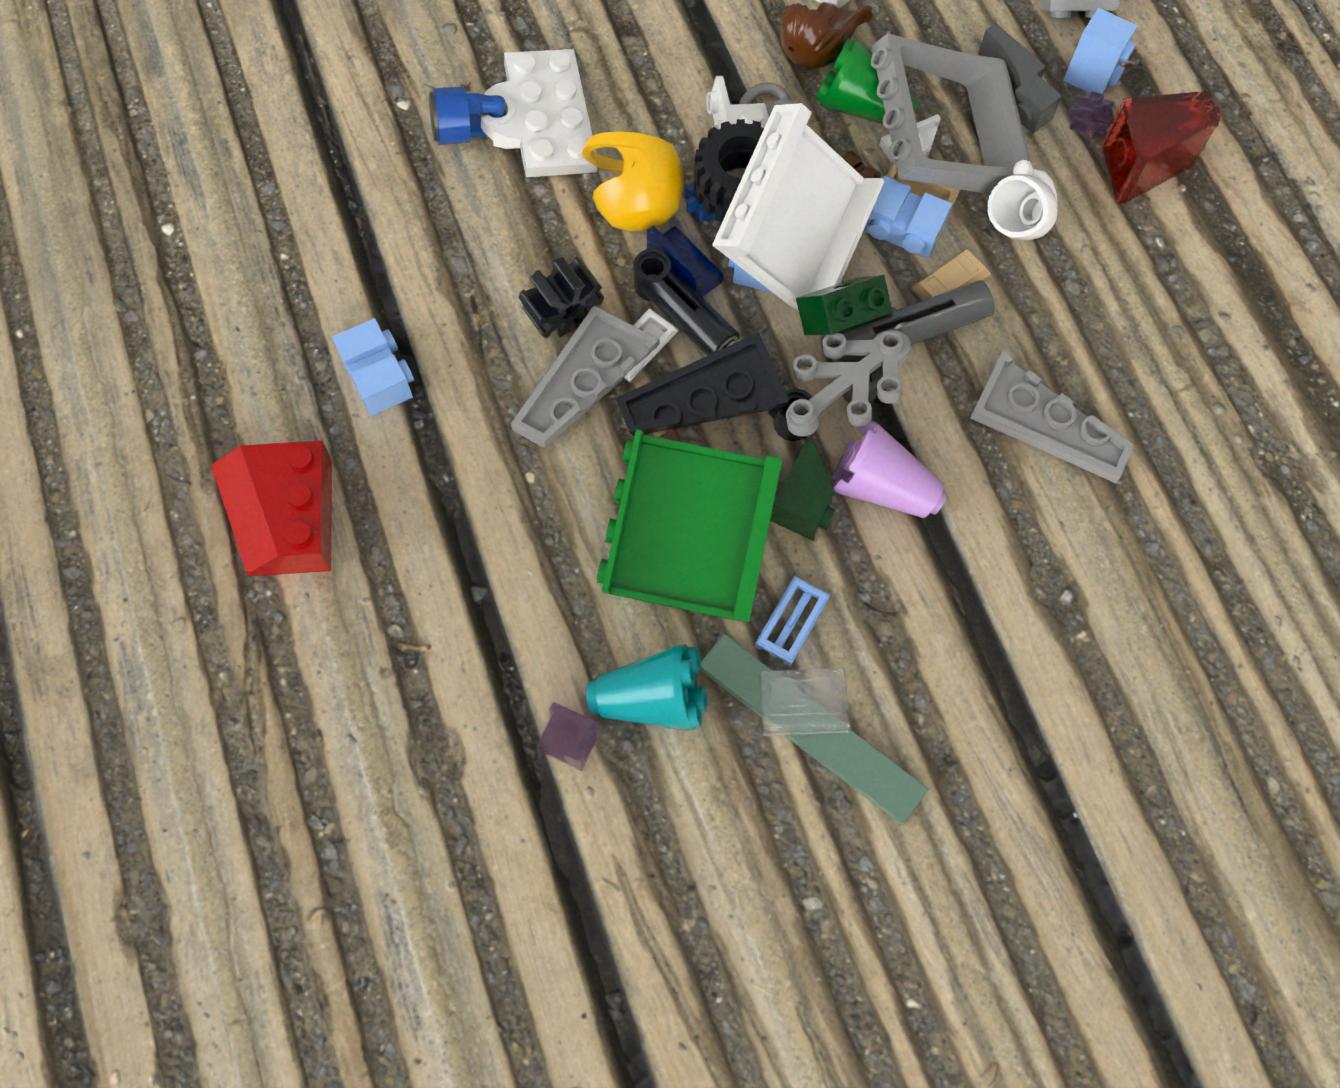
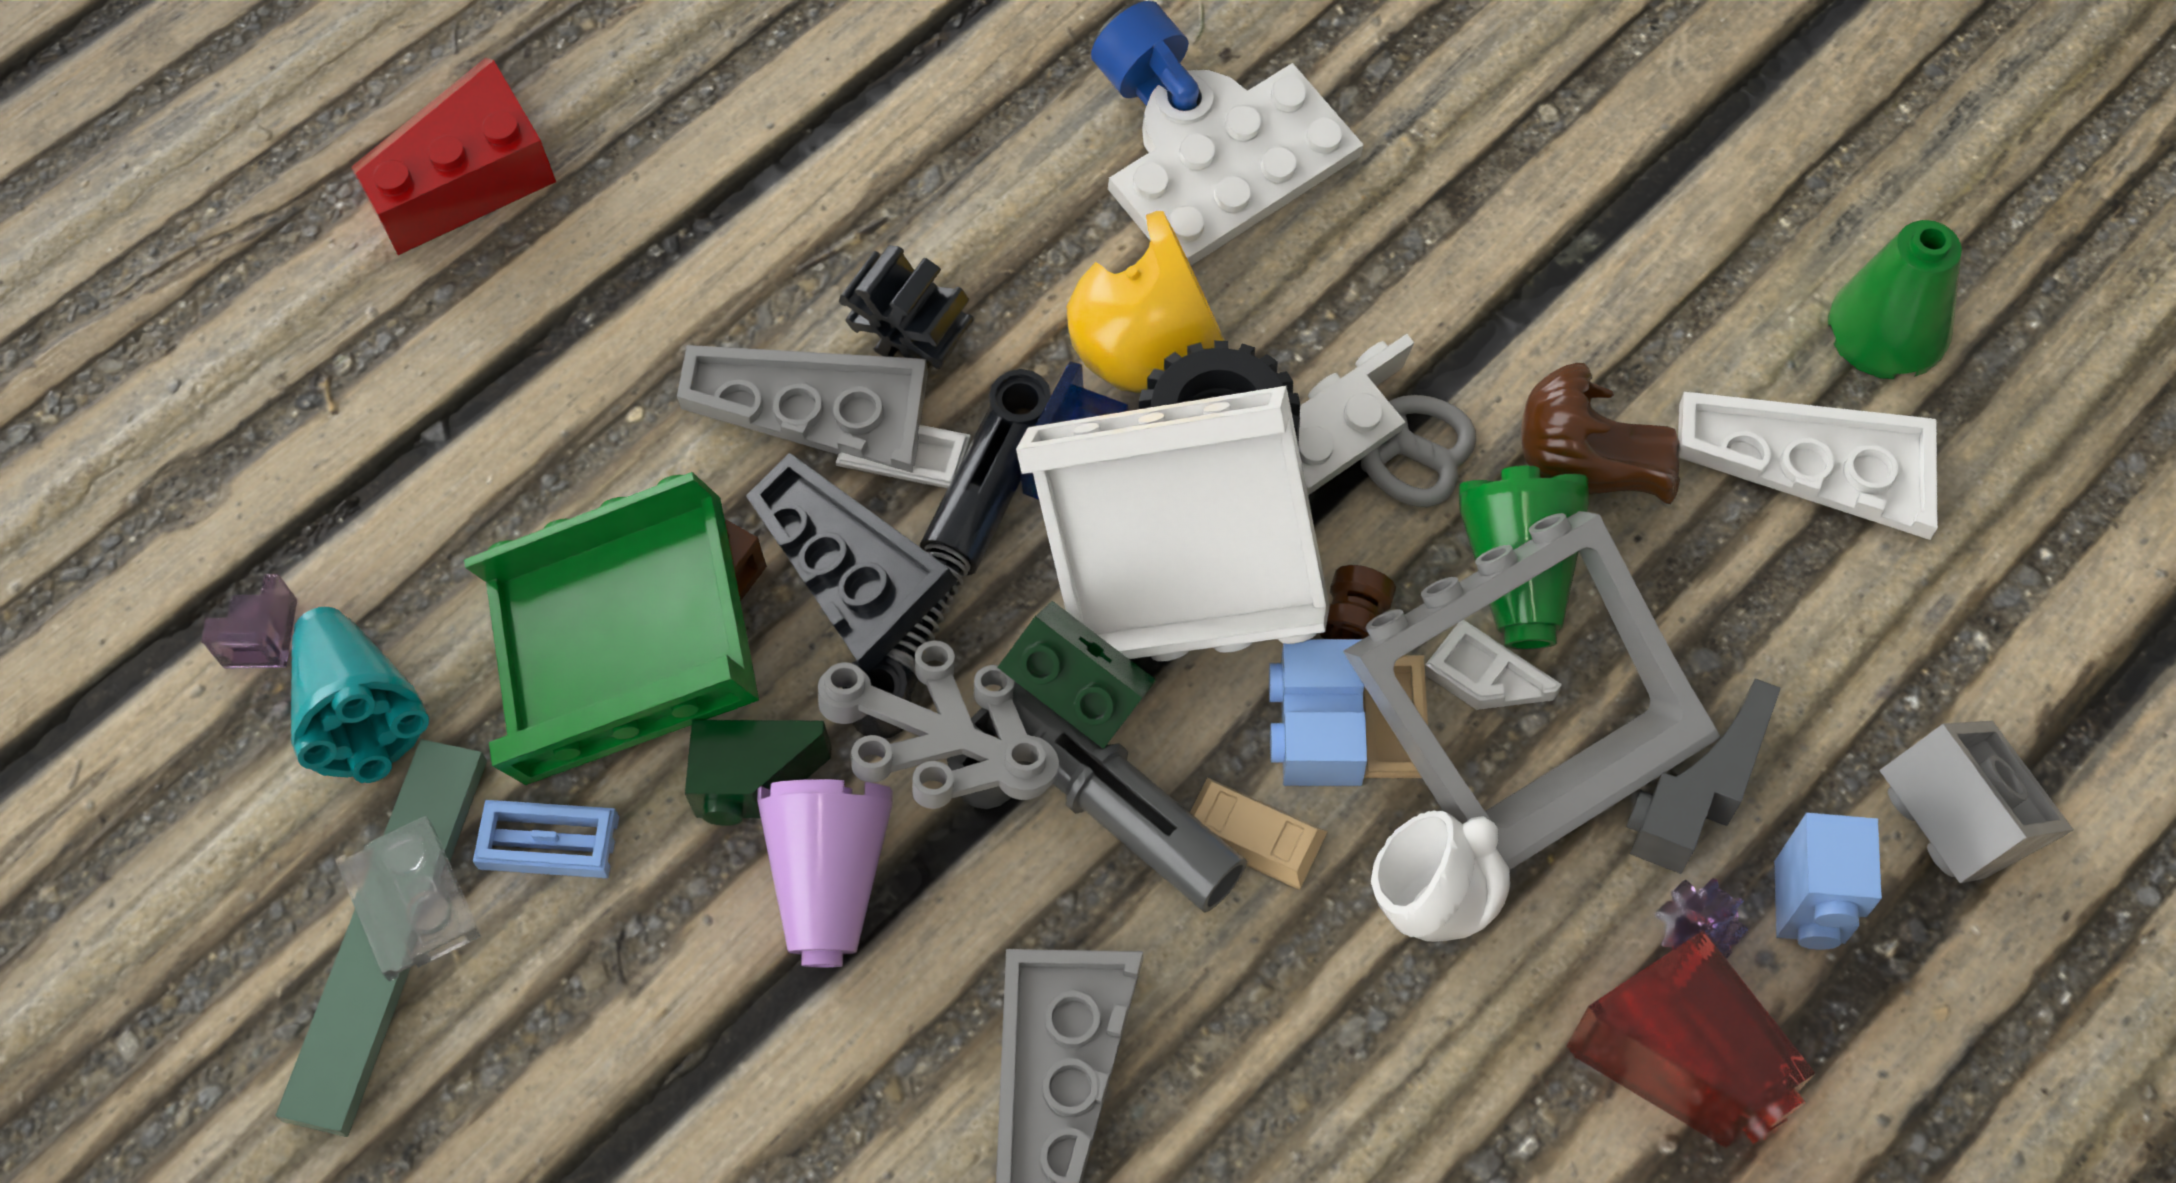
camera: 70 degrees right, 5 degrees down
(373, 367) = (700, 154): light blue brick -> none

